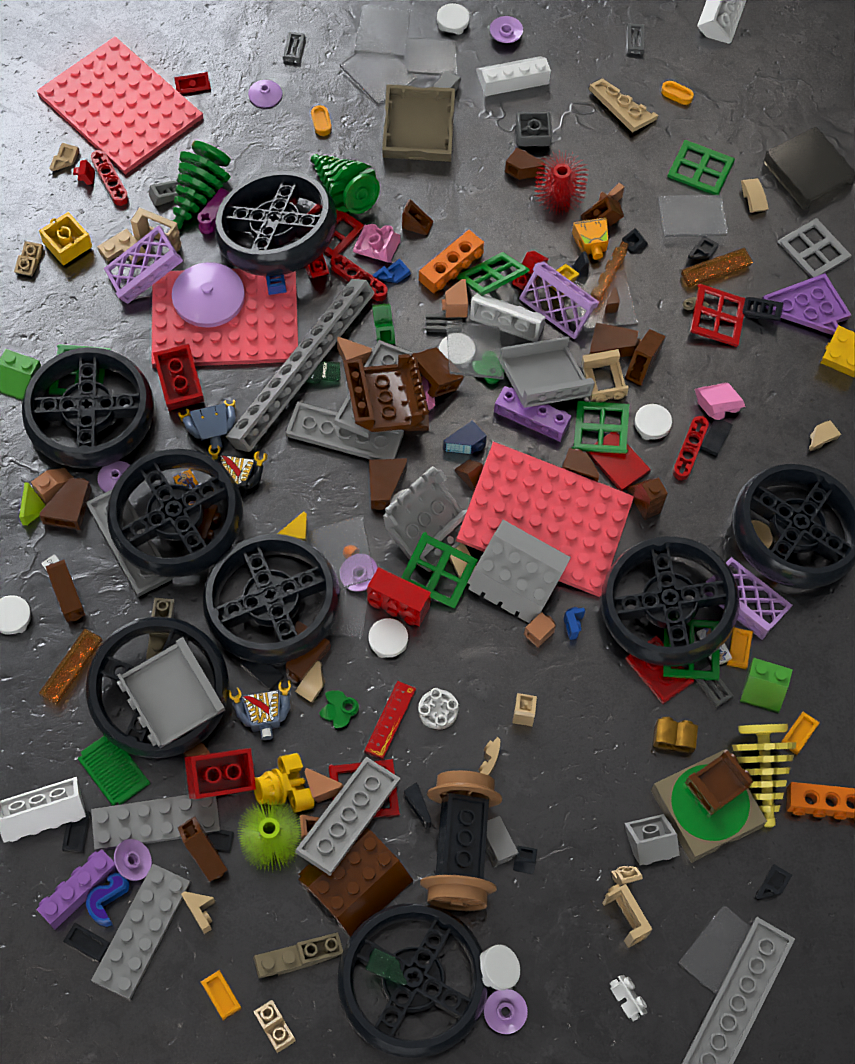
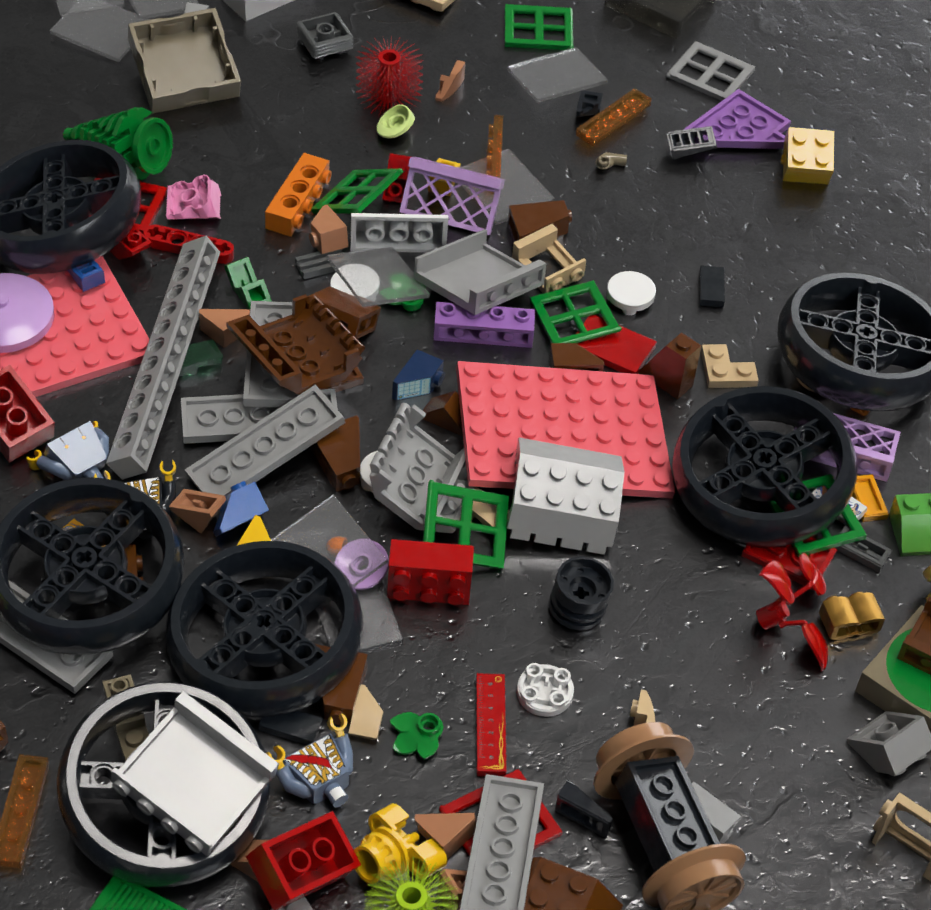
camera: 25 degrees left, 15 degrees down
(270, 490) = (197, 507): none -> nougat slope
(297, 501) = (240, 507): none -> slope
(321, 120) = (54, 94): light orange tile -> none
(334, 460) = (267, 443): none -> light grey plate
(388, 638) = (438, 628): white tile -> none
(394, 273) = (231, 227): blue slope -> none
(415, 219) = (230, 163): reddish brown slope -> none
(492, 639) = (581, 593): none -> black wheel
(523, 165) = (333, 74): reddish brown slope -> none
(524, 709) = (655, 652): tan slope -> none
(525, 860) = (752, 827): black slope -> none
(540, 629) = (623, 554): nougat brick -> none
(550, 221) = (395, 122): none -> yellowish green hat
(572, 623) = (658, 534): blue bracket -> none
(581, 265) = (459, 153): black slope -> none
(591, 236) = (452, 124): light orange torso -> none
(606, 208) = (453, 98): reddish brown slope -> none
(613, 302) = (517, 181): reddish brown slope -> none
(622, 700) = (778, 611): none -> red plant
(626, 875) = (888, 789): tan slope -> none
(634, 240) = (510, 115): black slope -> none
(644, 356) = (584, 227): reddish brown slope -> none
(687, 510) = (722, 373): none -> tan plate
(689, 447) = (692, 306): red beam -> none
(718, 314) = (649, 184): red window -> none
(718, 400) = (694, 247): bright pink slope -> none
(755, 194) = (618, 36): tan slope -> none
(822, 434) = (830, 247): tan slope -> none

